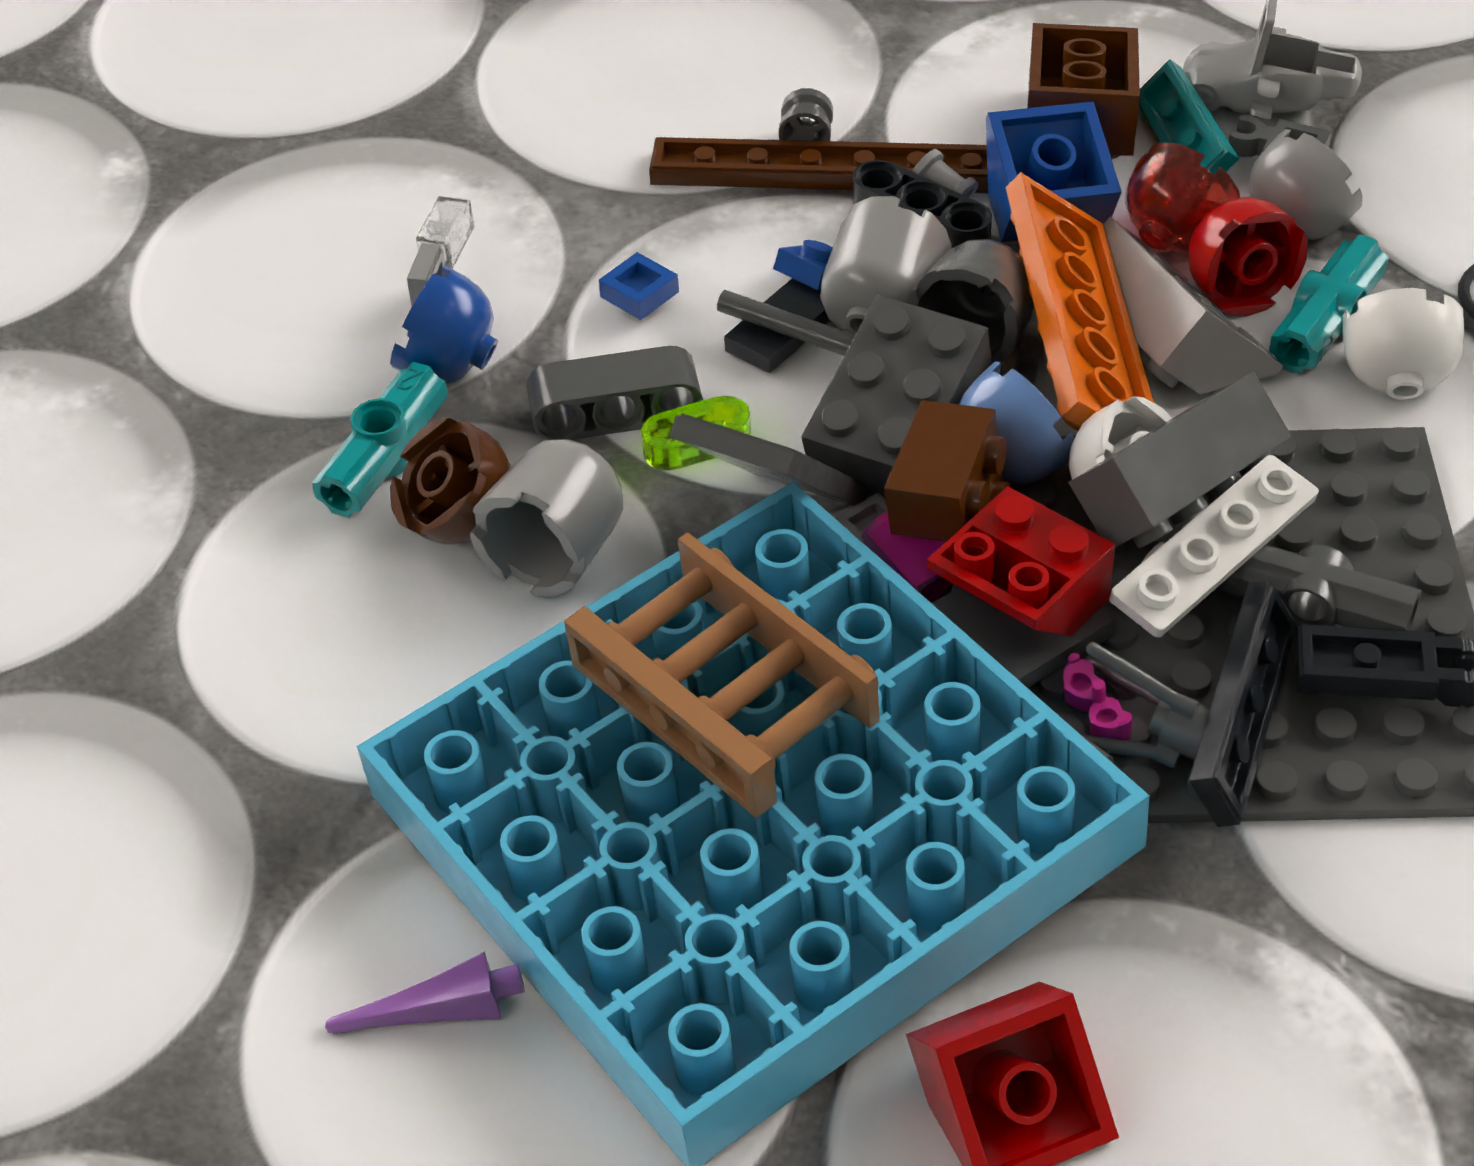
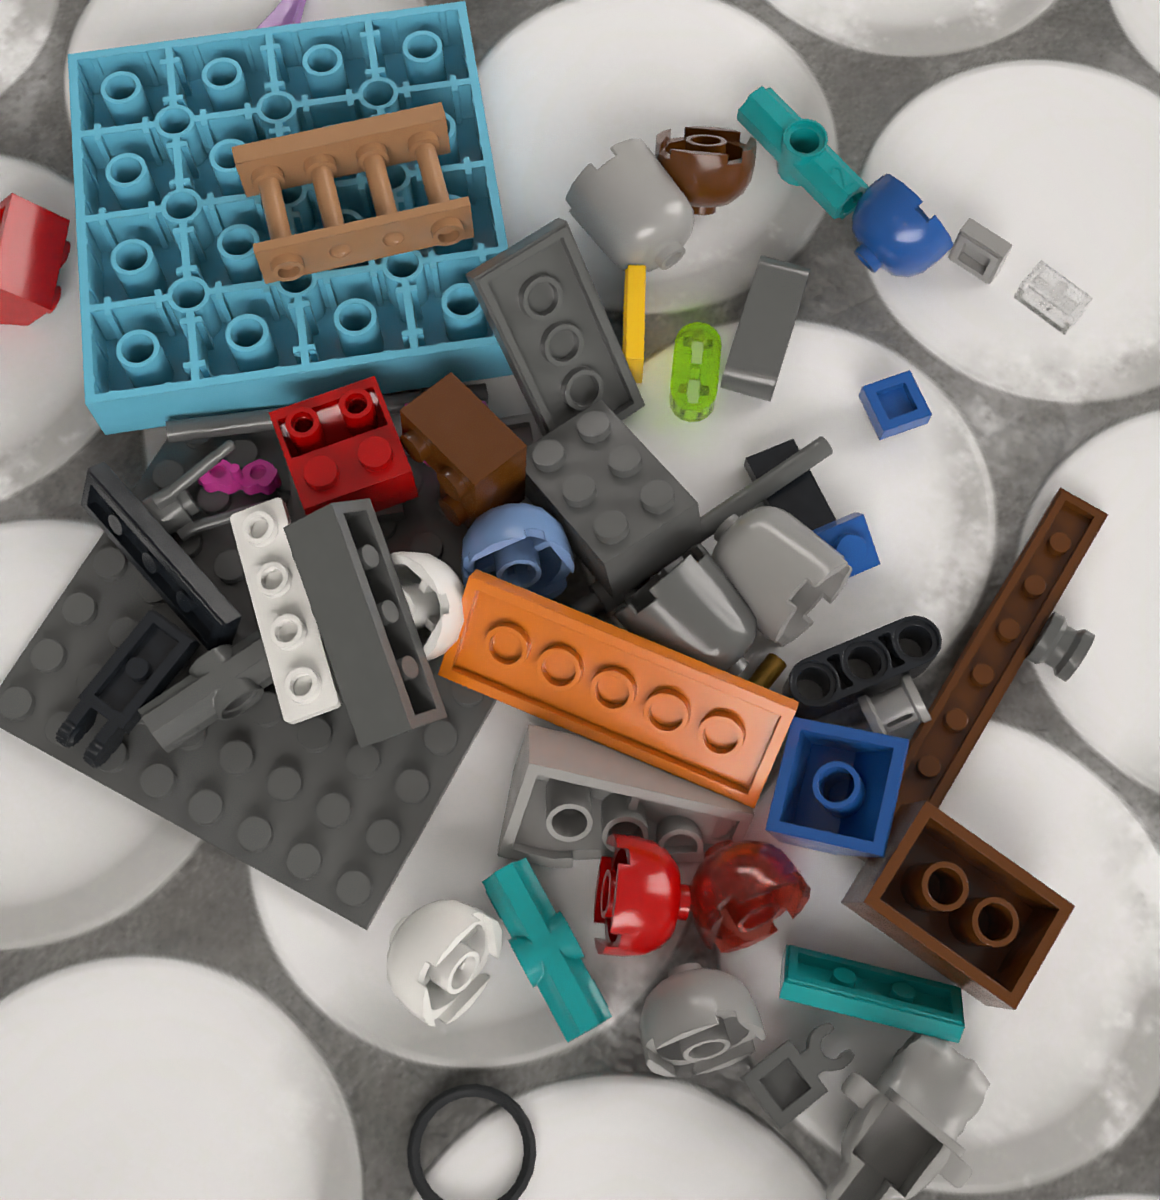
camera: 115 degrees right, 25 degrees up
(674, 486) = (634, 319): none -> yellow tile

